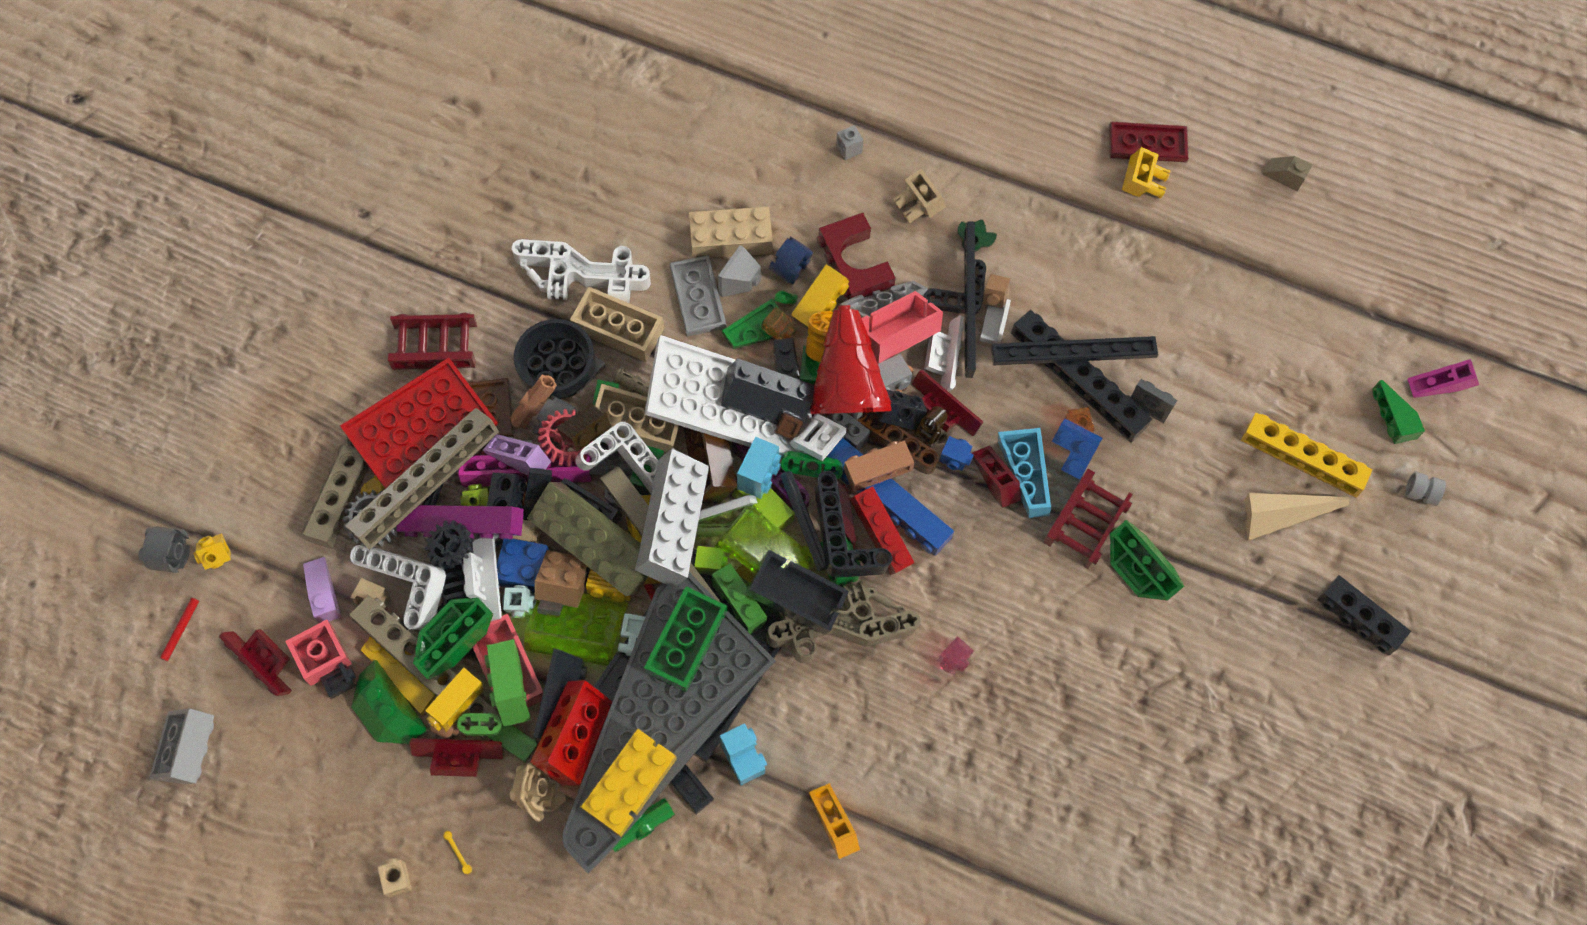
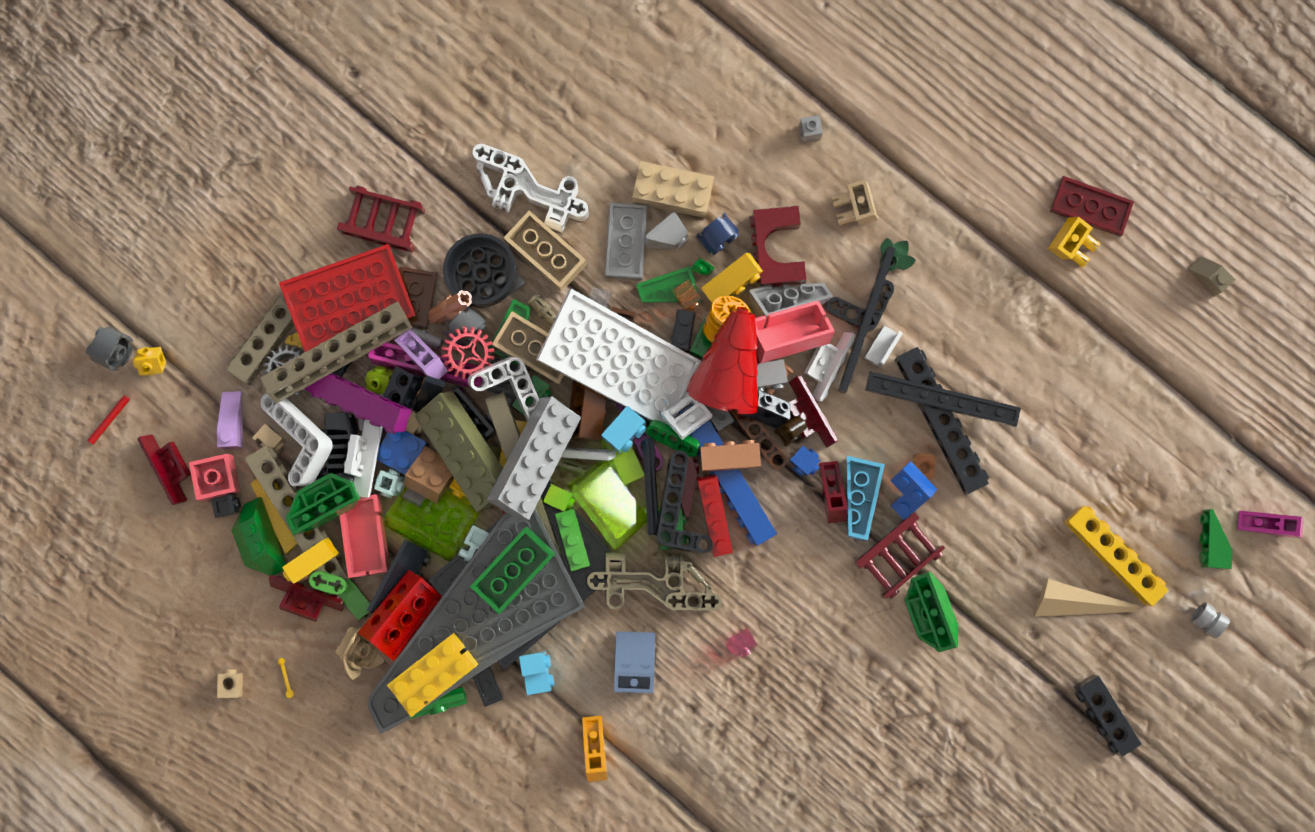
camera: 20 degrees right, 15 degrees up
(182, 746) = (88, 523): light grey slope -> none
(449, 544) = (341, 422): black gear -> none
(507, 682) = (357, 556): bright green wedge -> none
(584, 427) = (482, 353): dark brown brick -> none
(765, 392) = (652, 365): black slope -> none
(788, 426) = (663, 398): reddish brown tile -> none
(797, 592) = (619, 556): black piece -> none
(848, 713) = (634, 662): none -> sand blue slope
(996, 291) = (894, 318): medium nougat brick -> none
(1153, 400) = (991, 460): dark grey plate -> none

